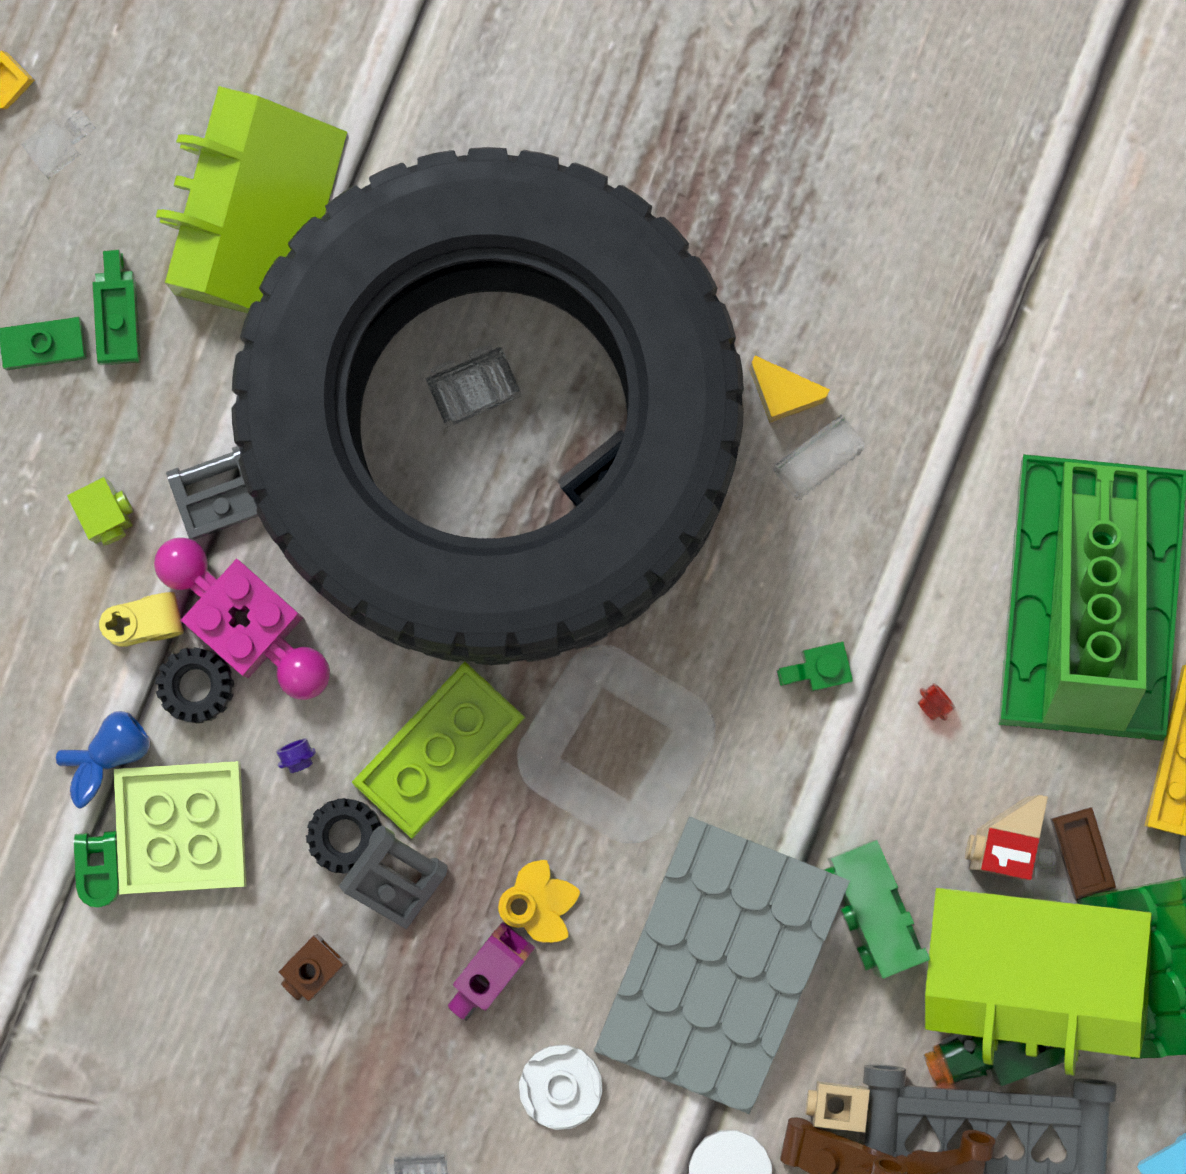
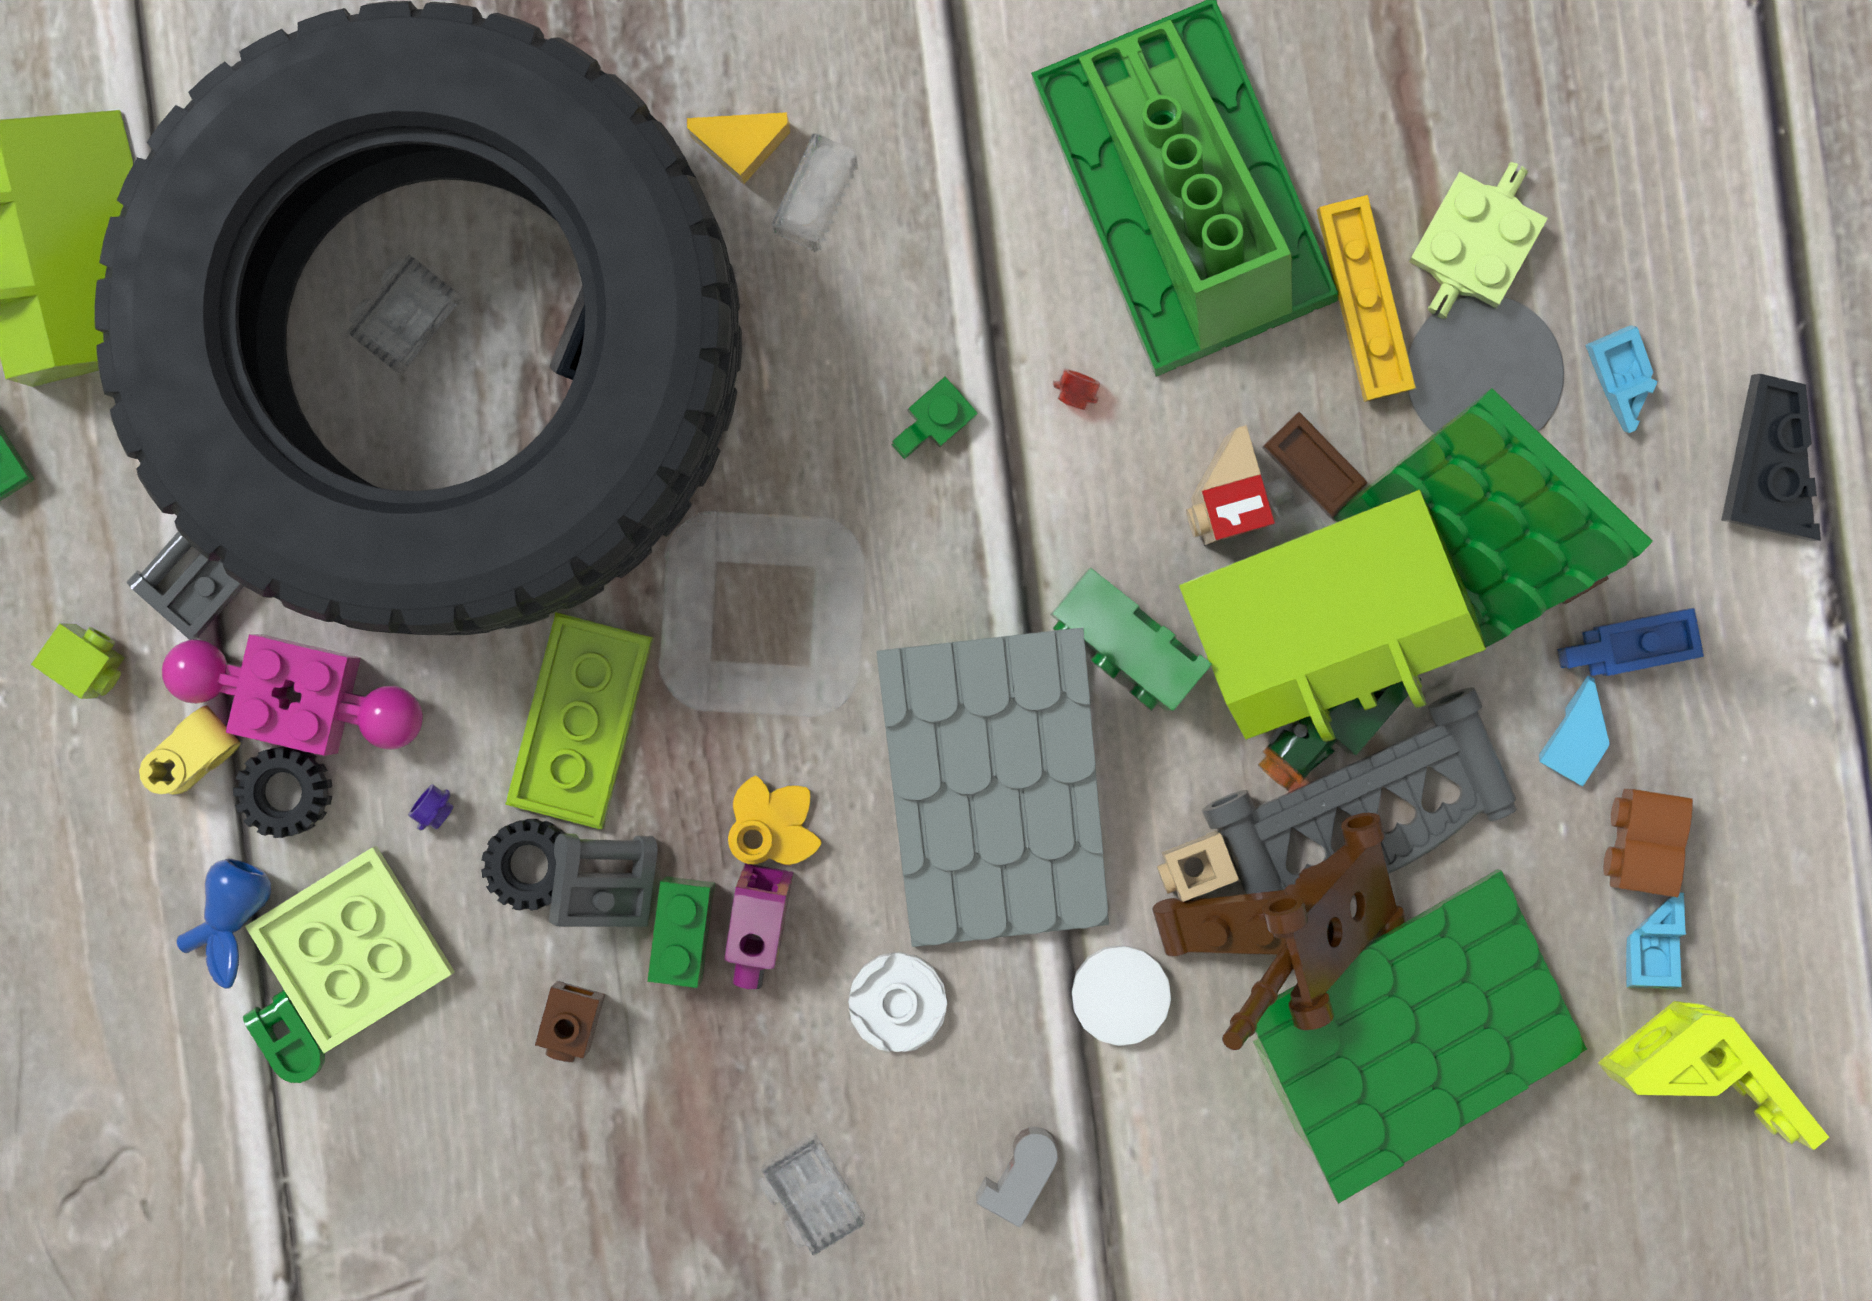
camera: 30 degrees left, 5 degrees up
(430, 946) = (681, 932): none -> green brick

